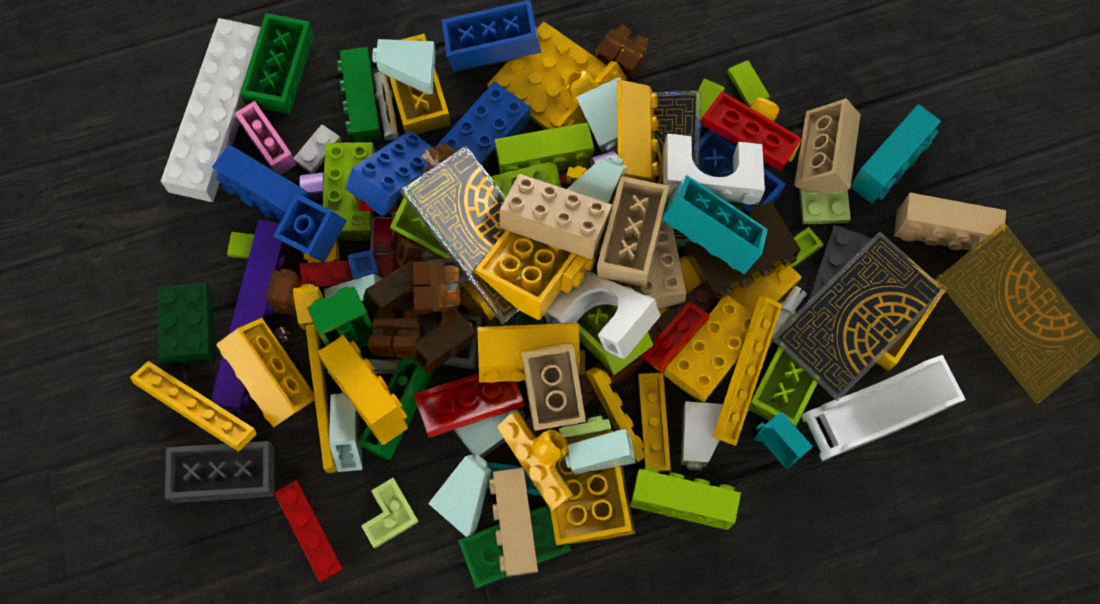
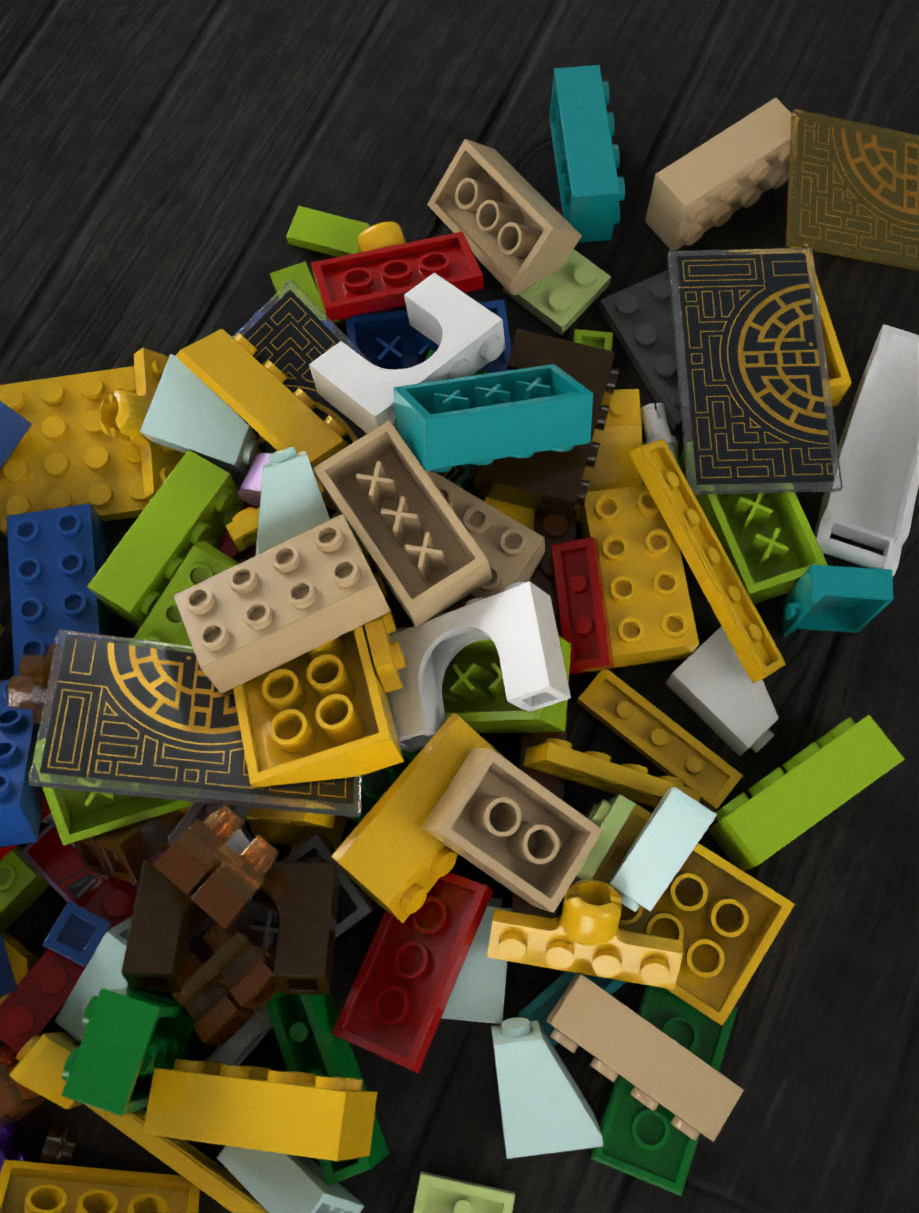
camera: 45 degrees left, 0 degrees up
(622, 50) = (129, 329): hips -> none

